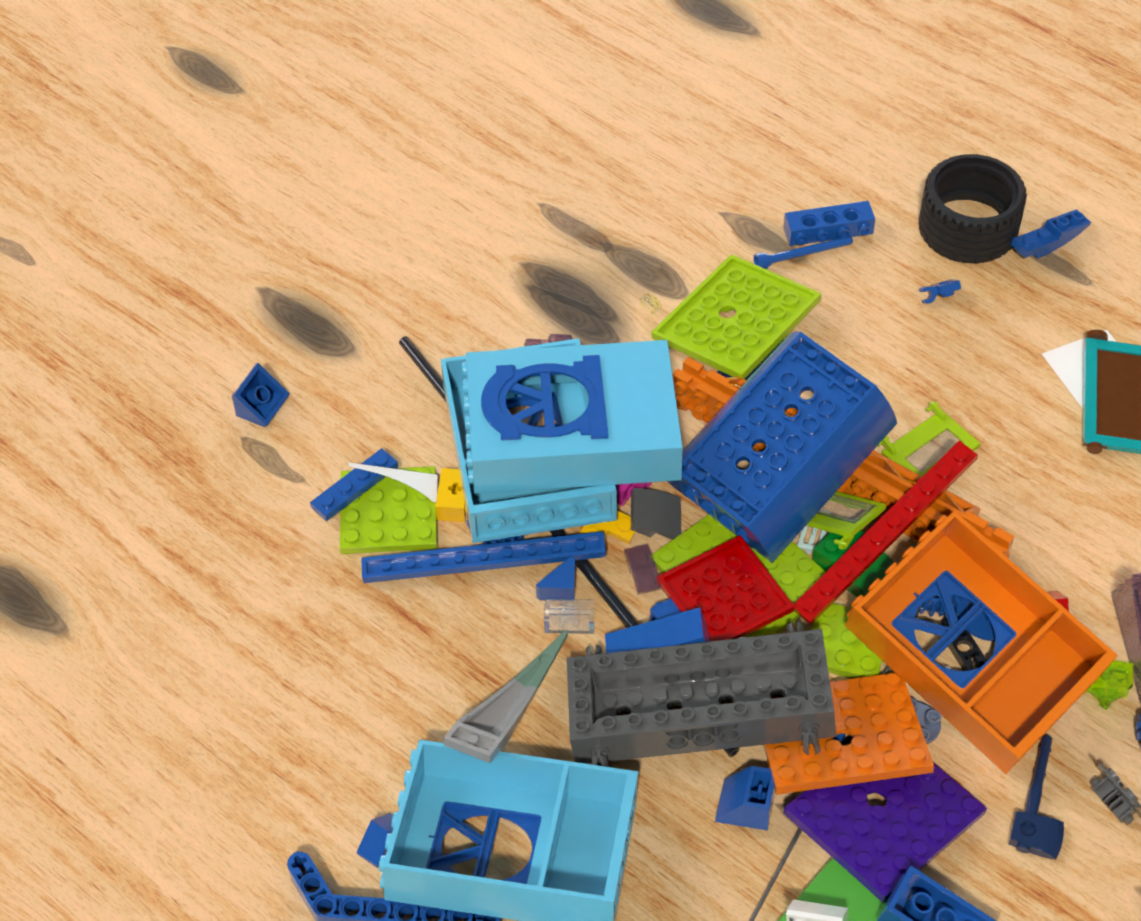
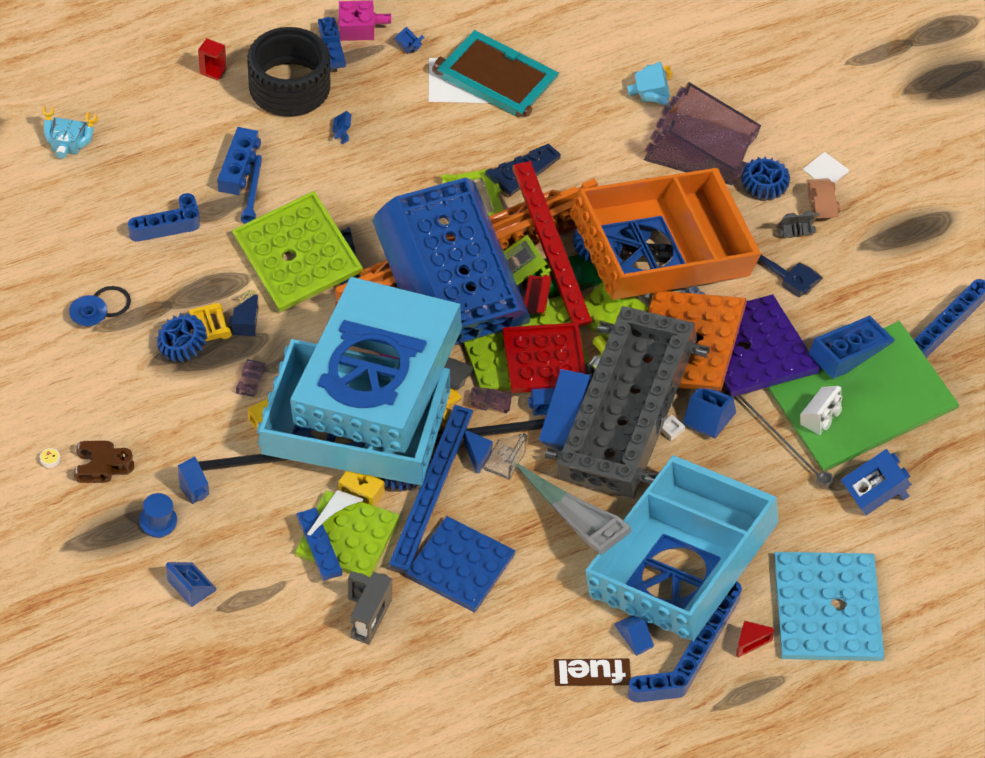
camera: 70 degrees left, 0 degrees up
(290, 558) = (372, 599): none -> dark grey brick
(313, 816) = (592, 672): none -> sticker
(327, 341) = (158, 516): none -> blue piece
(360, 234) = (50, 458): none -> tile
(373, 273) = (104, 461): none -> reddish brown piece
(380, 347) = (192, 480): none -> blue slope
(400, 628) = (460, 564): none -> blue plate
(554, 186) = (88, 305): none -> blue dish
(559, 268) = (183, 341): none -> blue gear
(580, 216) = (121, 290): none -> black piece
(596, 280) = (203, 314): none -> yellow plate
(624, 311) = (245, 317): none -> dark blue slope
(710, 204) = (167, 222): none -> blue beam
(710, 769) = (672, 428): none -> white tile
(766, 80) = (66, 134): none -> medium azure torso
(808, 552) = (537, 294): none -> red panel
(945, 141) = (212, 59): none -> red panel
(1006, 477) = (540, 158): none -> dark blue wing
(1103, 243) = (358, 20): none -> dark pink brick
(1111, 298) = (408, 40): none -> blue bracket

